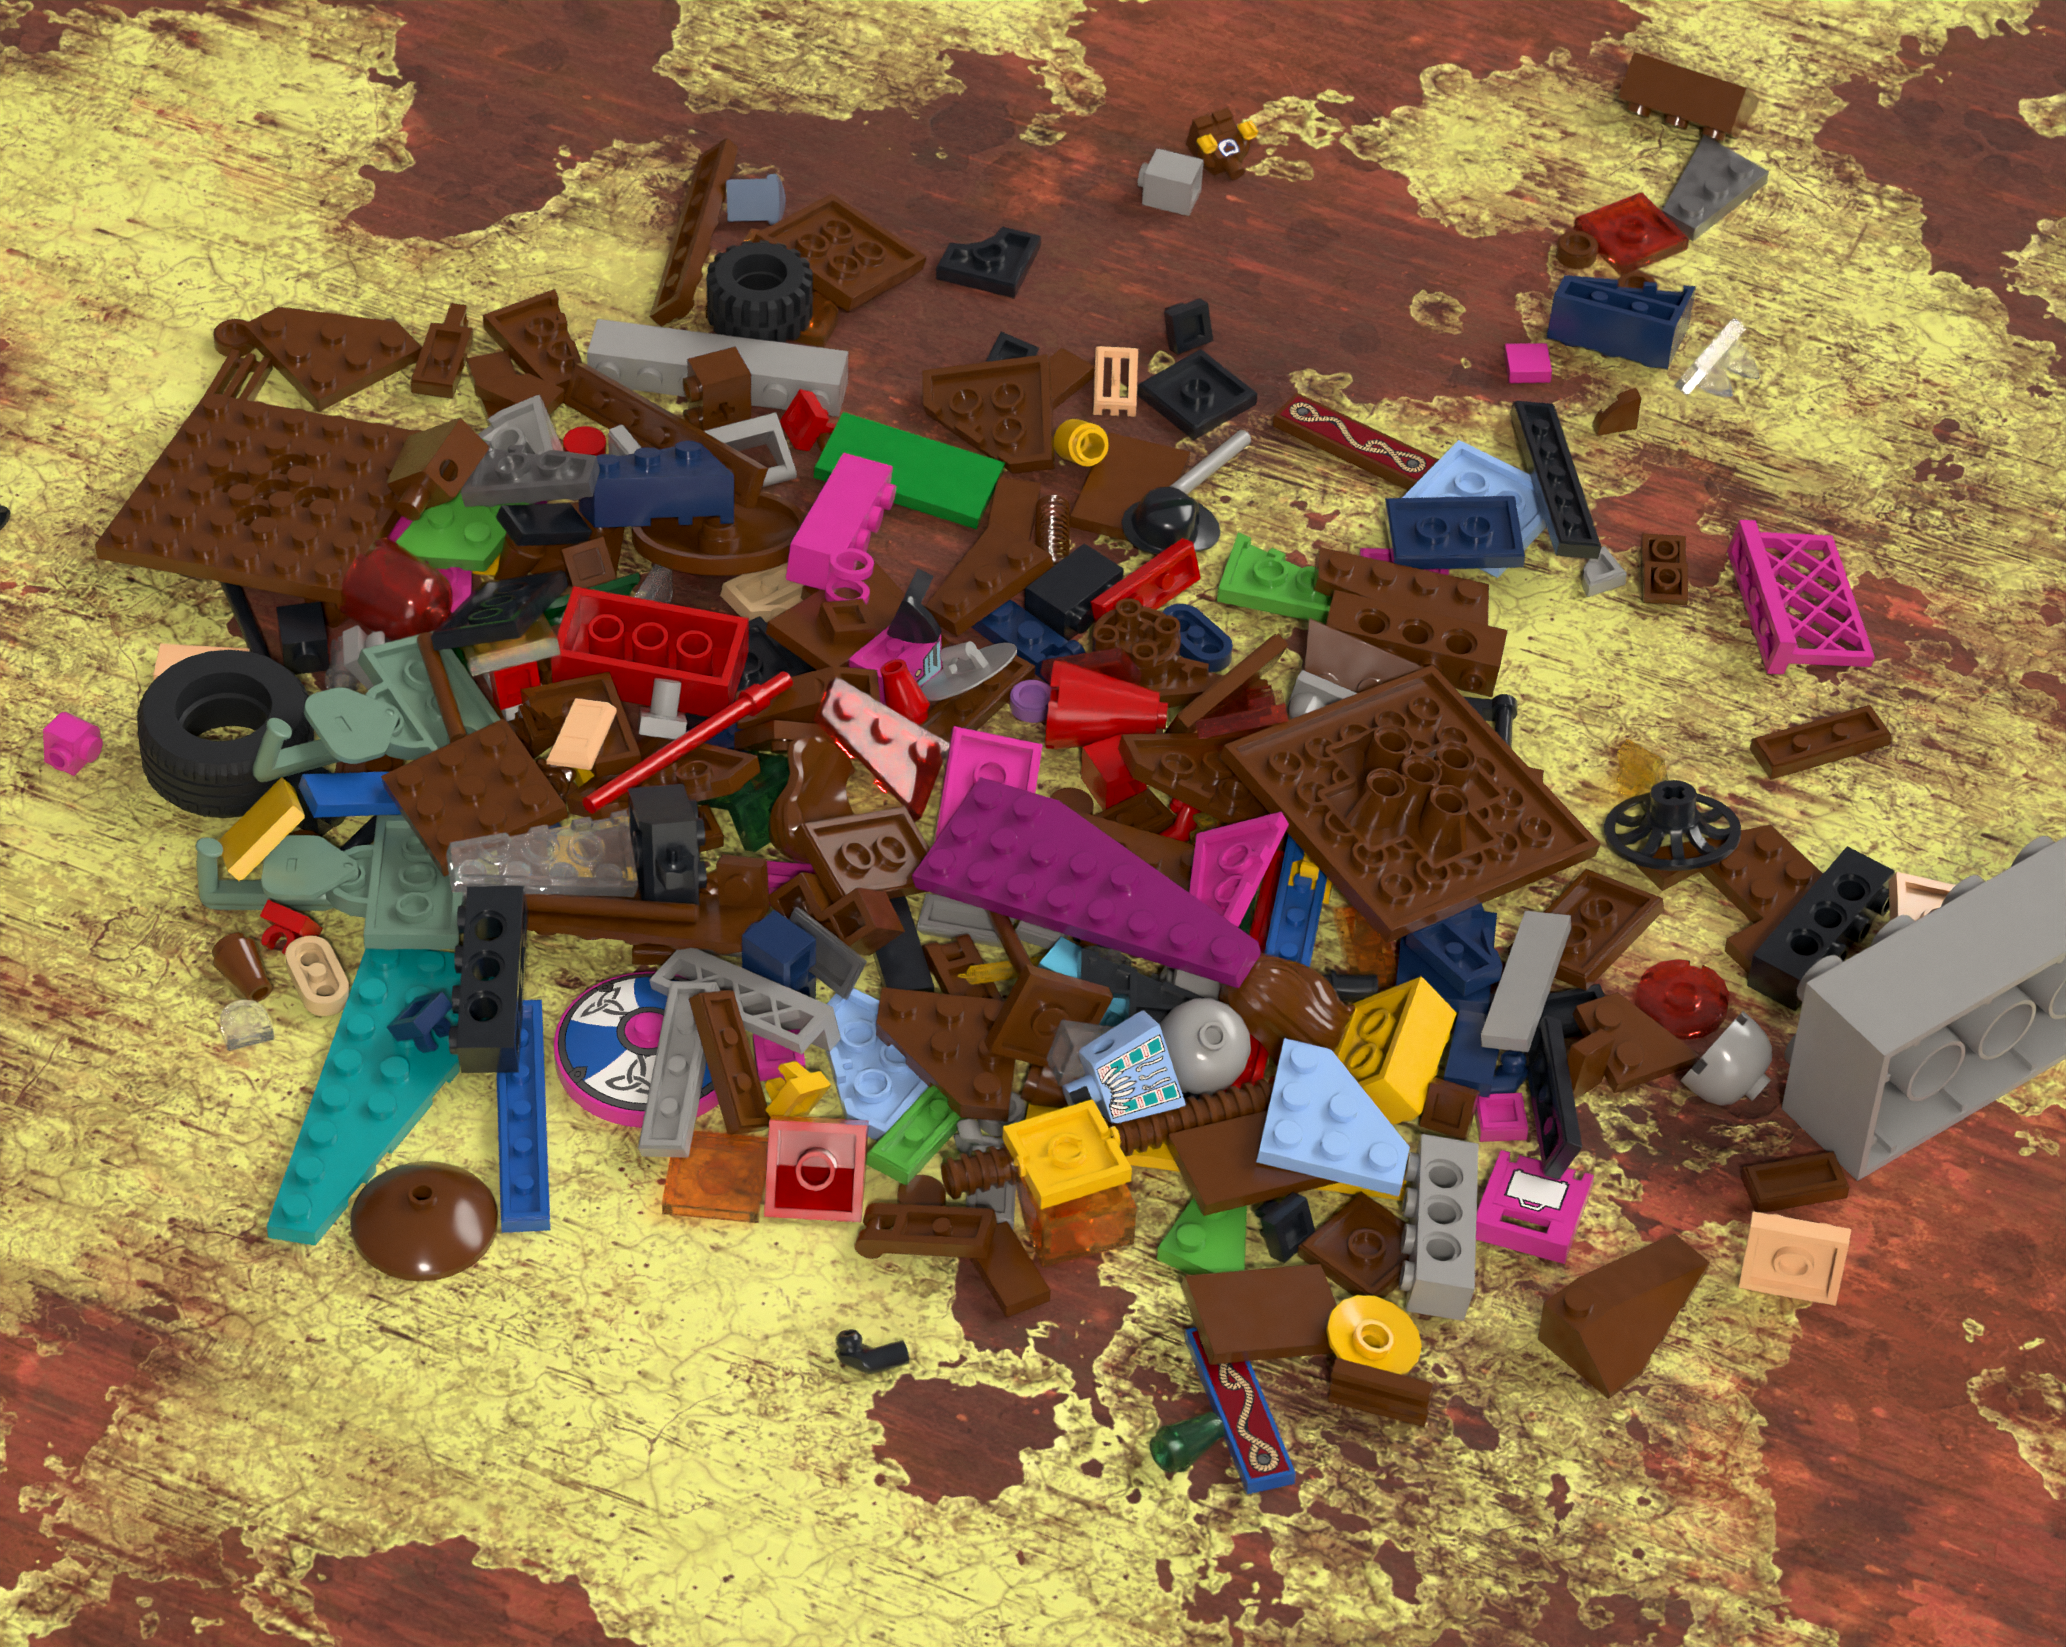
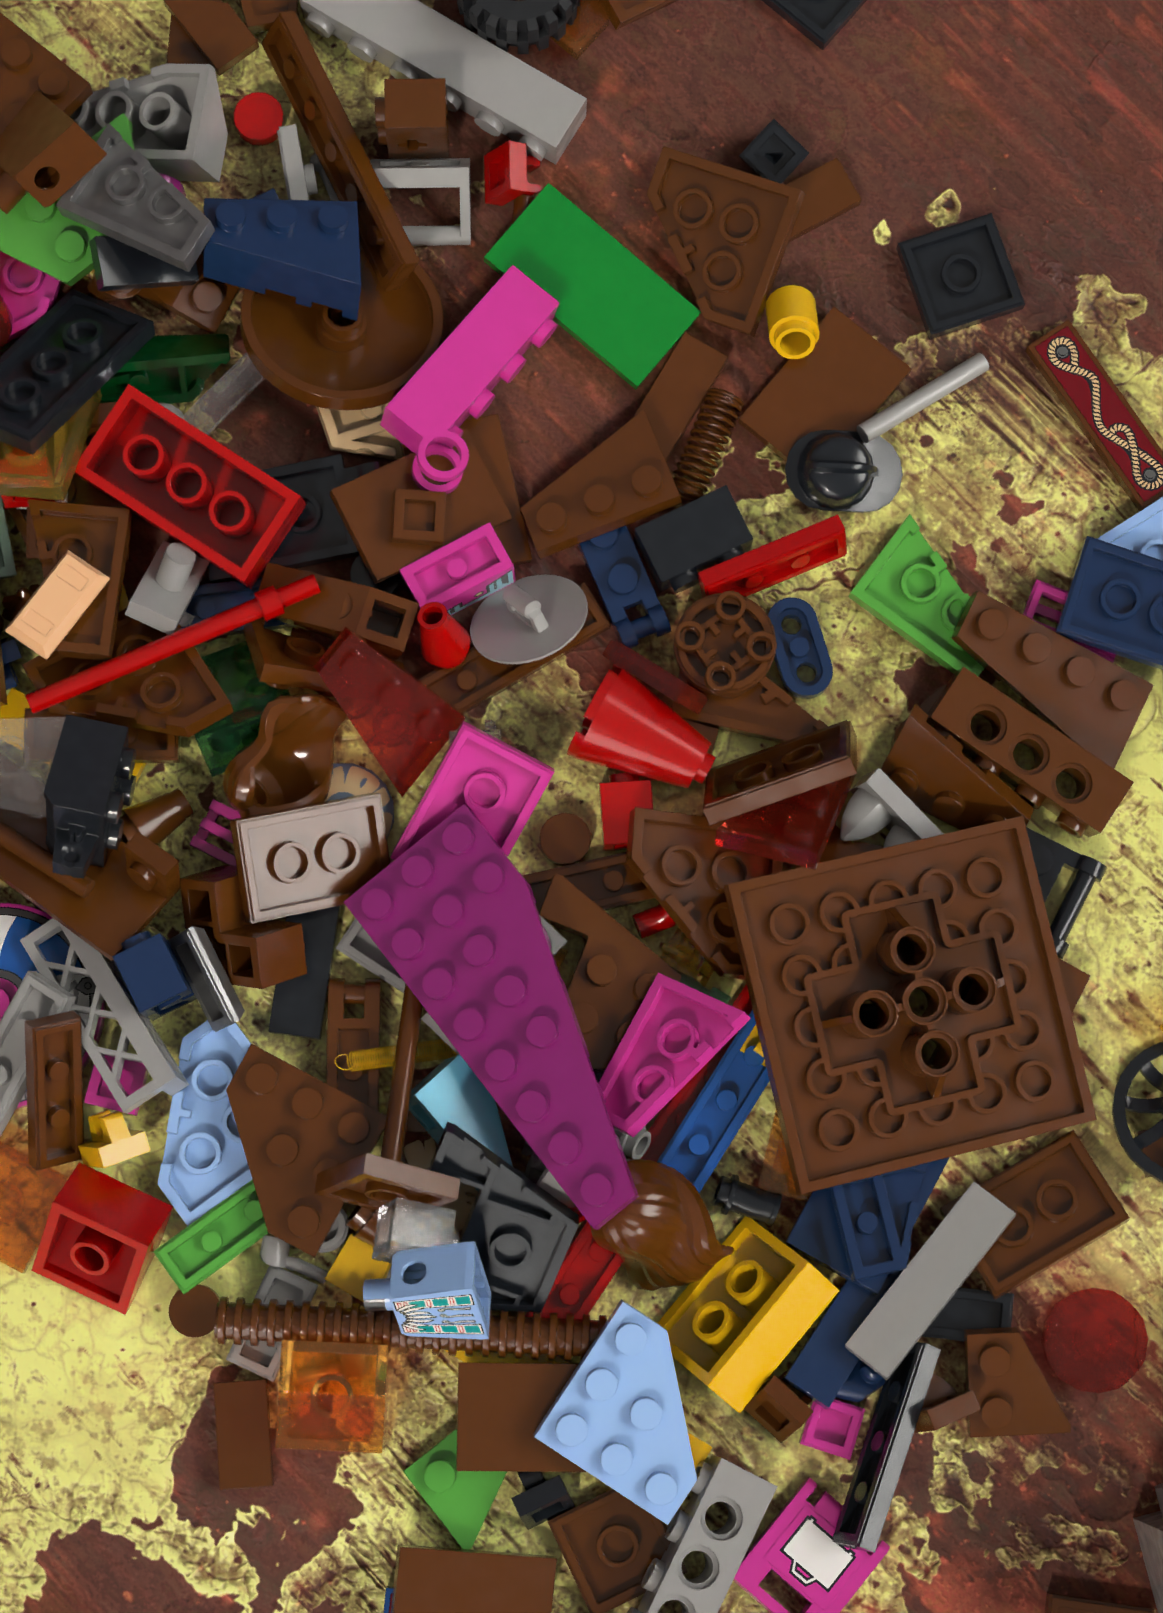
camera: 20 degrees right, 35 degrees up
(588, 563) = (183, 316): reddish brown tile -> none
(866, 1358) = (59, 1496): black arm -> none
(912, 620) = (482, 537): black tile -> none
(926, 1231) = (176, 1372): reddish brown plate -> none
(1030, 700) = (586, 667): medium lavender tile -> none
(1067, 1154) = (330, 1373): yellow plate -> none
(1114, 402) = (862, 261): light nougat tile -> none
(1188, 325) = (989, 175): black tile -> none
(1206, 1045) = (537, 1271): light grey cylinder -> none
(1732, 1064) = (1094, 1467): light grey cylinder -> none

